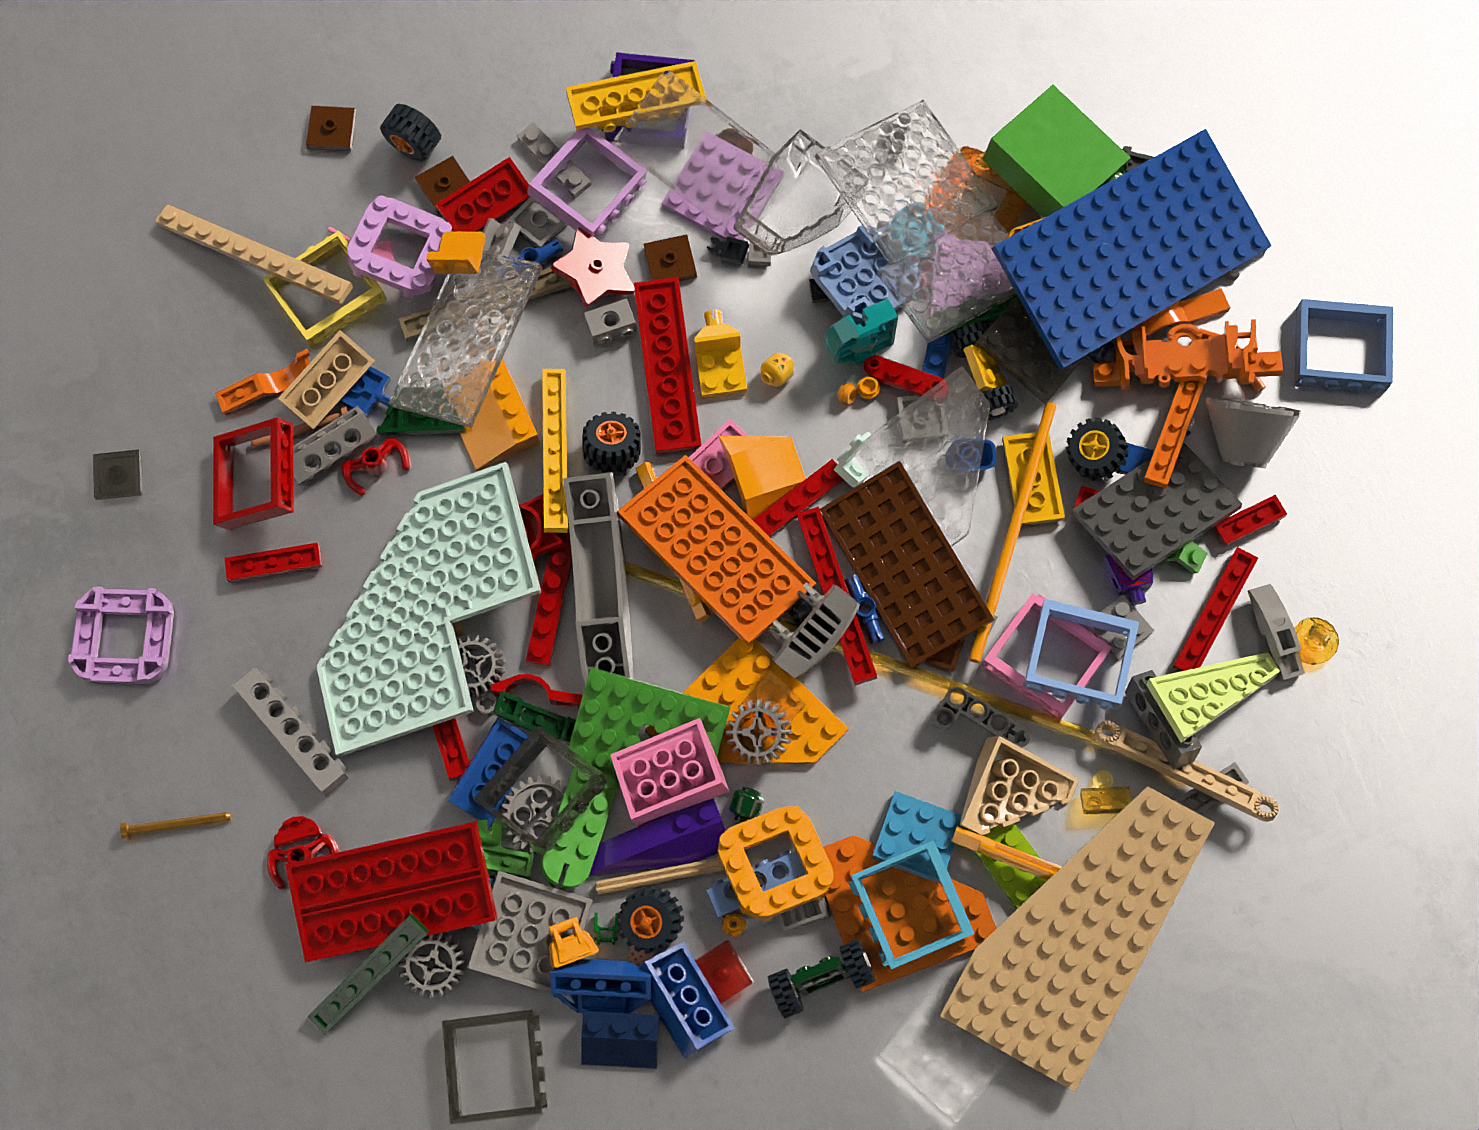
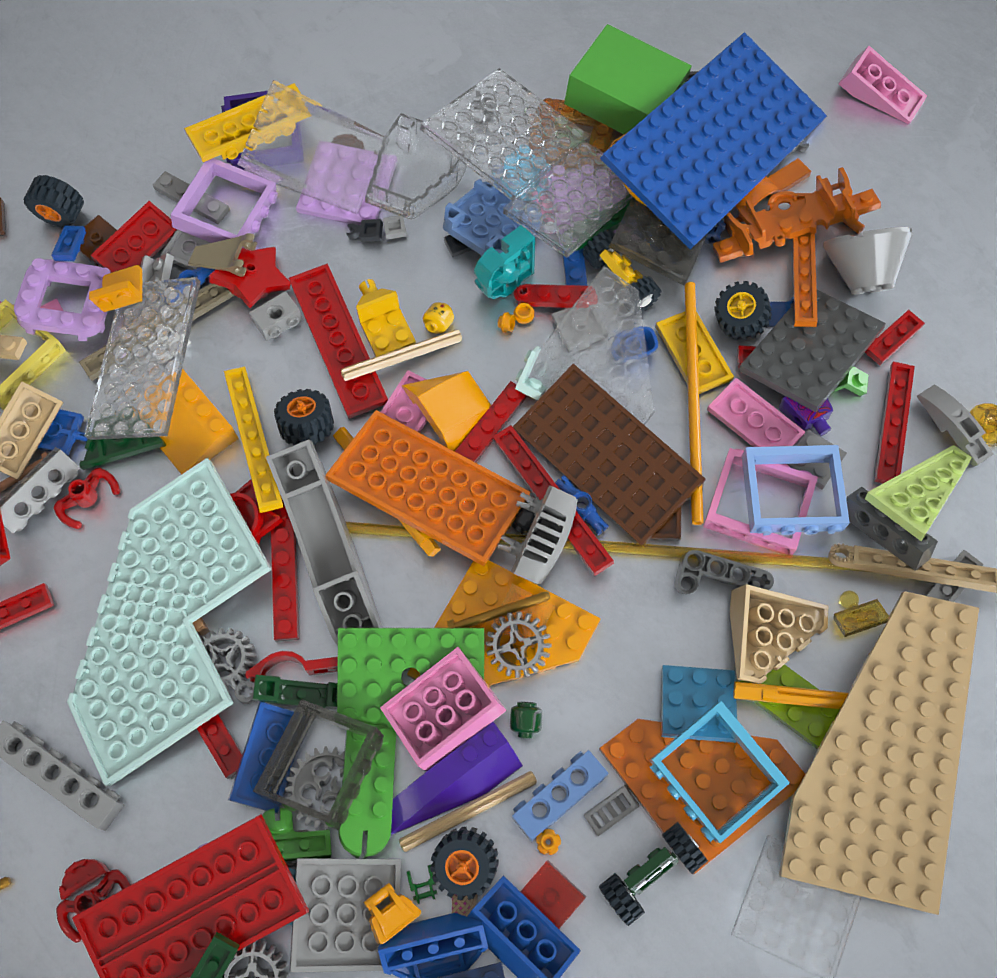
camera: 15 degrees left, 5 degrees down
(416, 186) = (69, 243): none -> blue plate
(572, 242) = (223, 254): none -> dark tan flag
(670, 258) = (316, 251): reddish brown plate -> none
(728, 400) = (401, 355): none -> tan axle
(750, 695) = (500, 611): none -> pearl gold bar
(786, 896) = (581, 810): light orange plate -> none
(1071, 568) = (754, 417): none -> bright pink plate
(1346, 227) = (882, 86): none -> bright pink slope
(1346, 312) = (911, 150): medium blue window -> none

